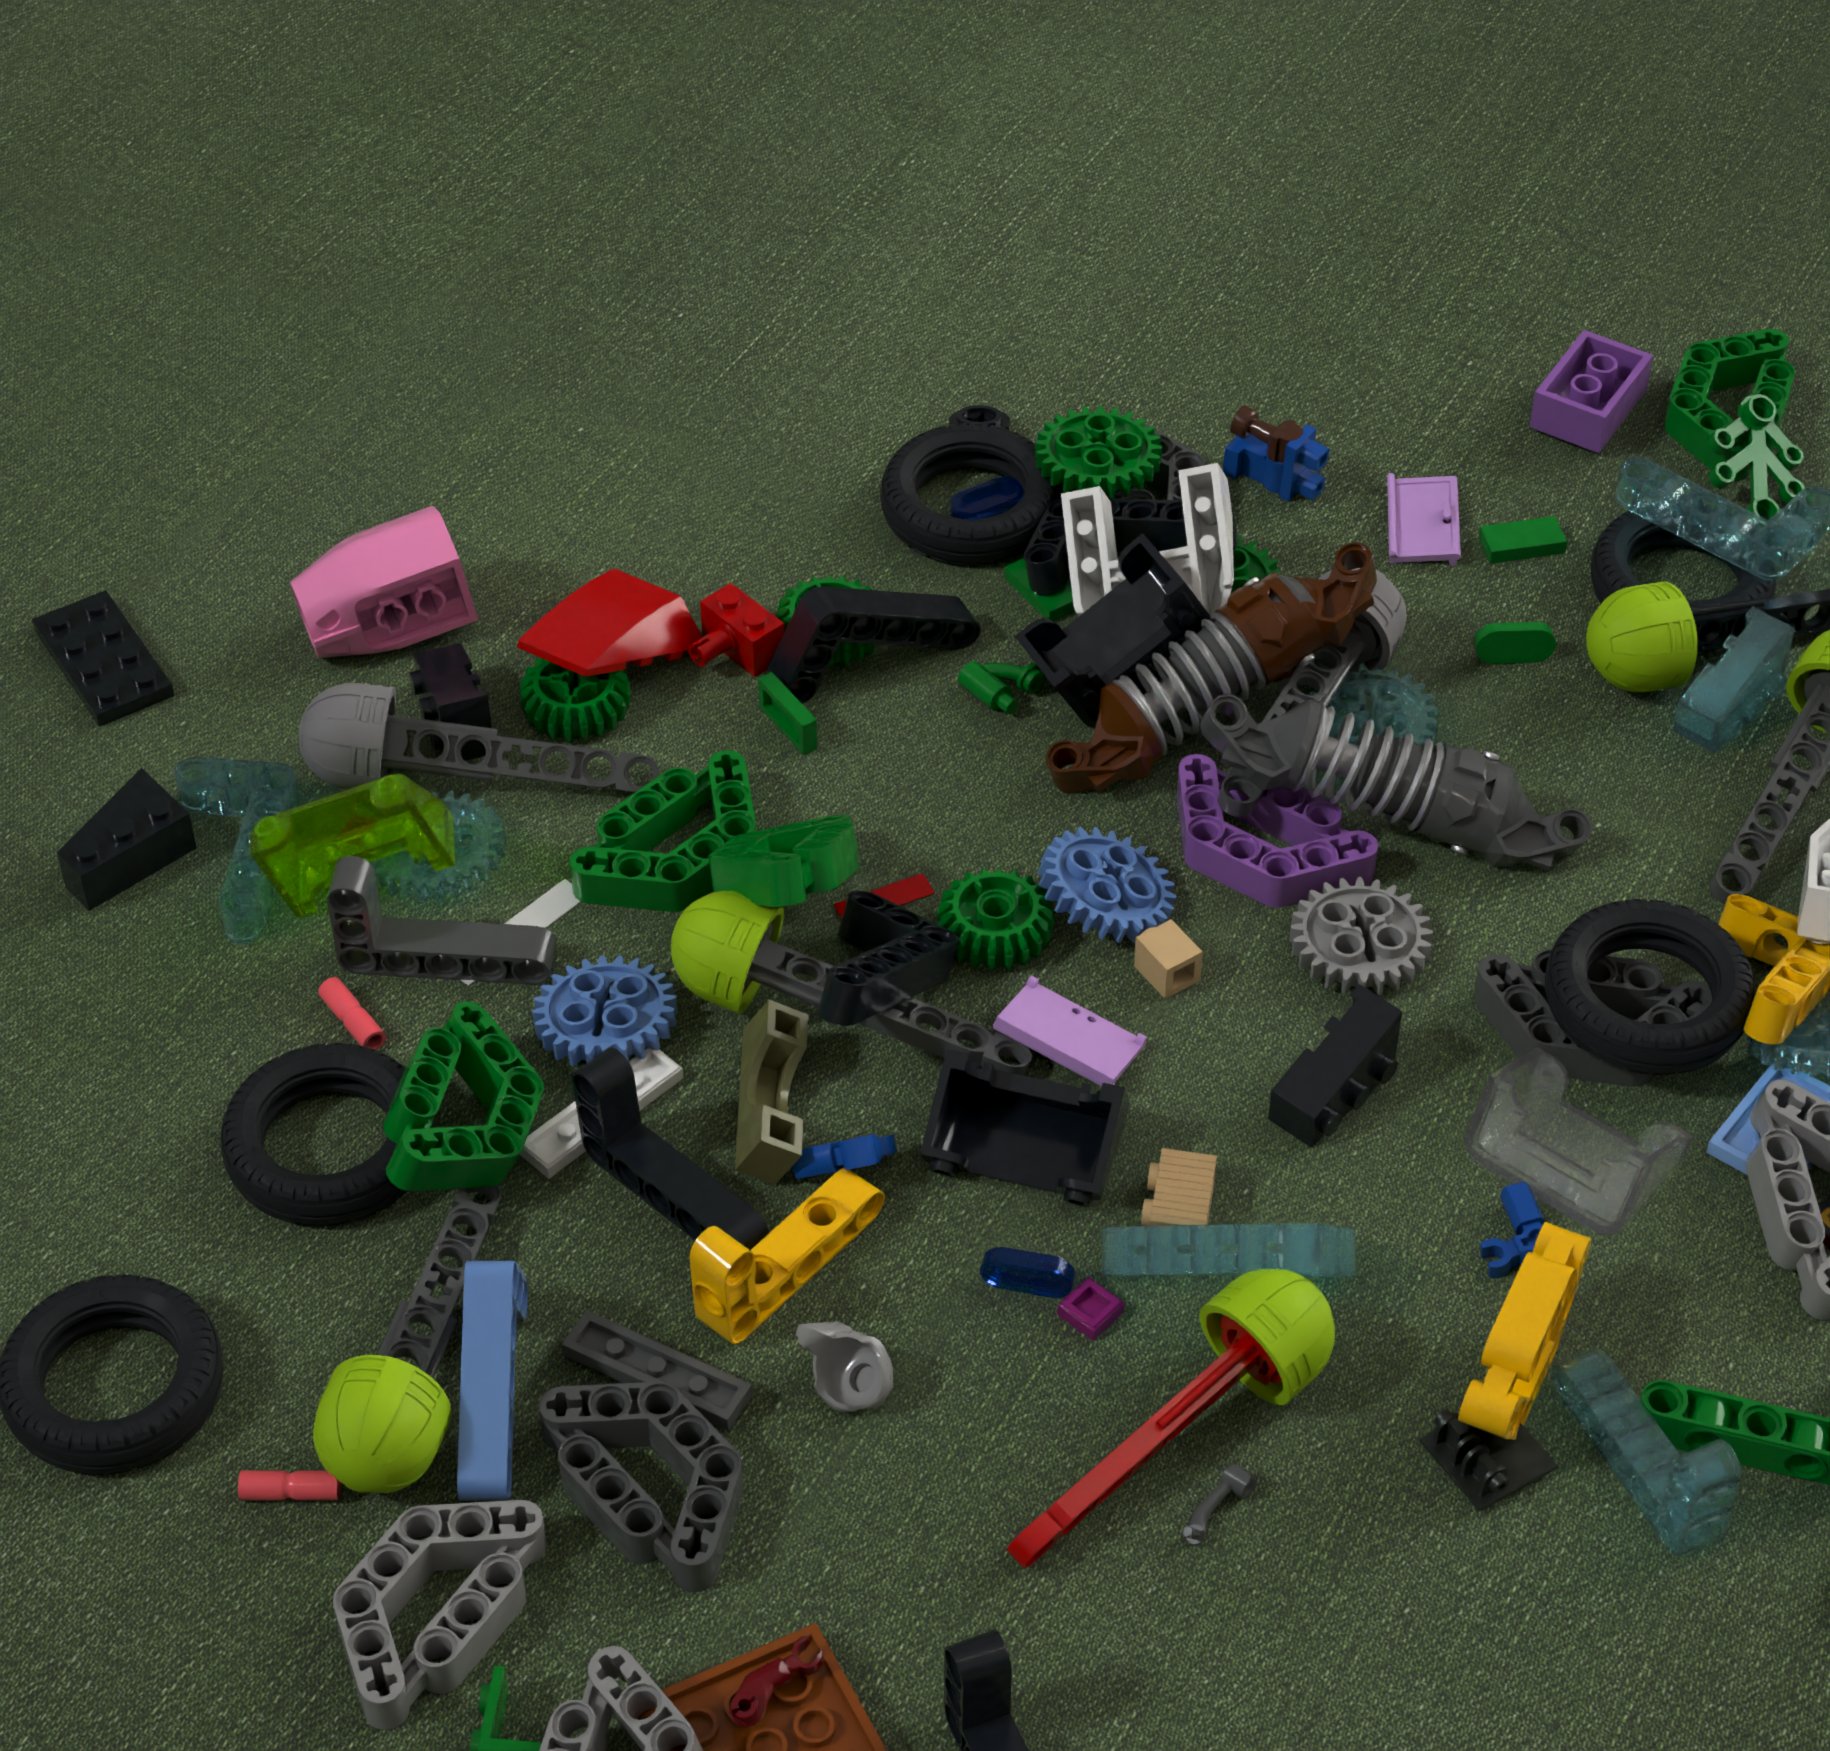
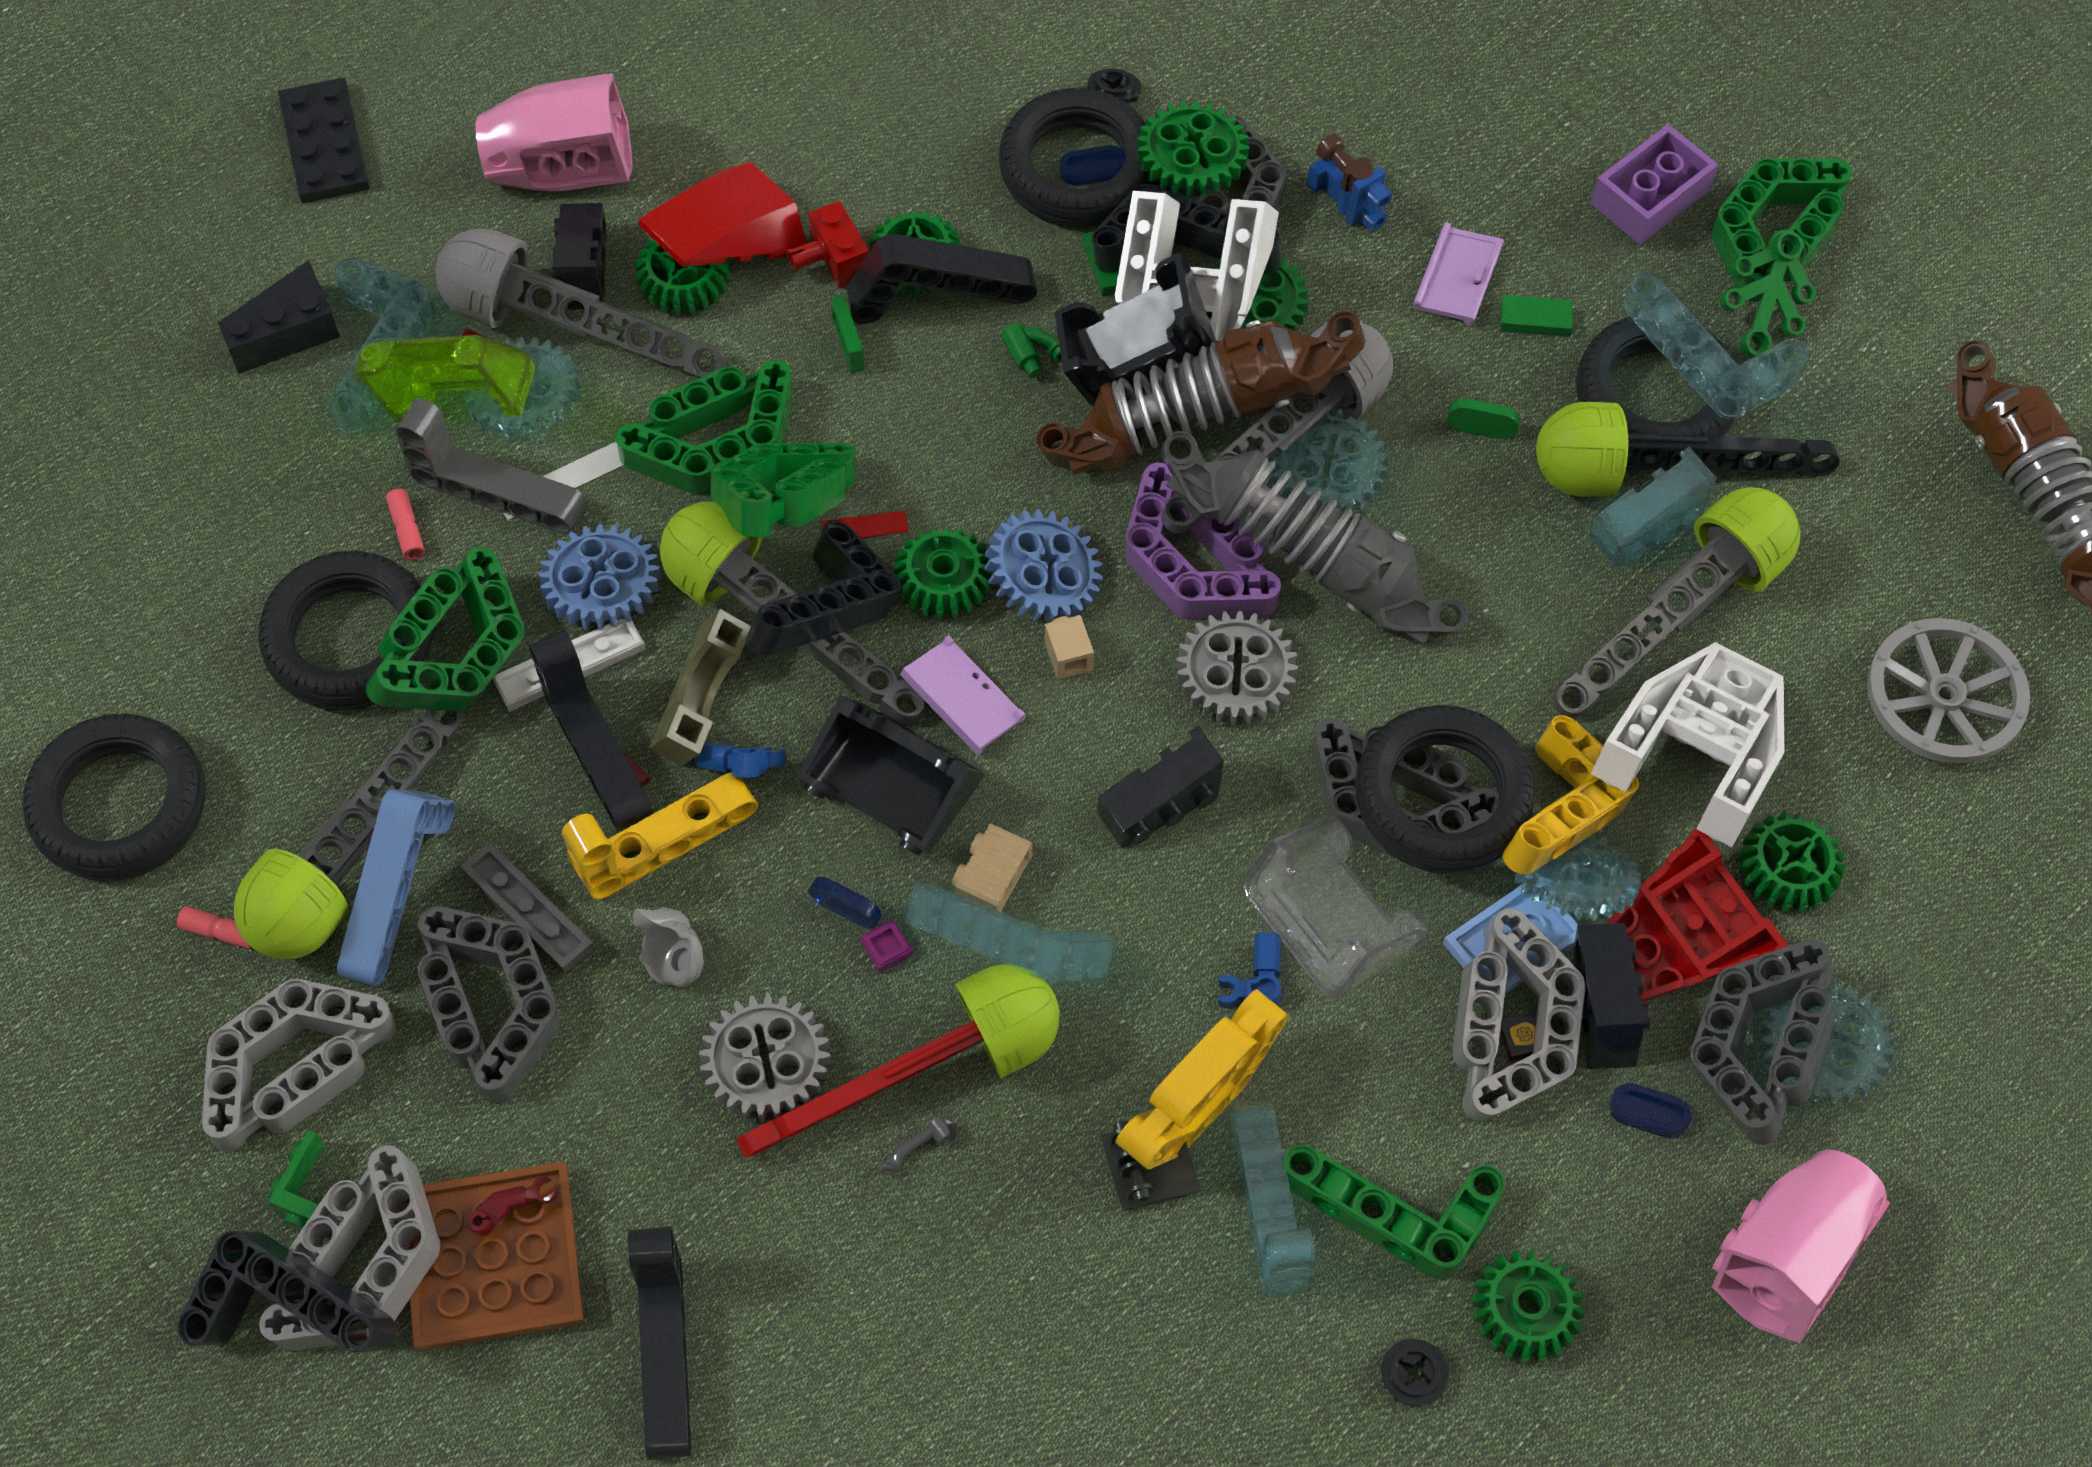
camera: 15 degrees right, 15 degrees up
(967, 1472) = (729, 1065): none -> light grey gear

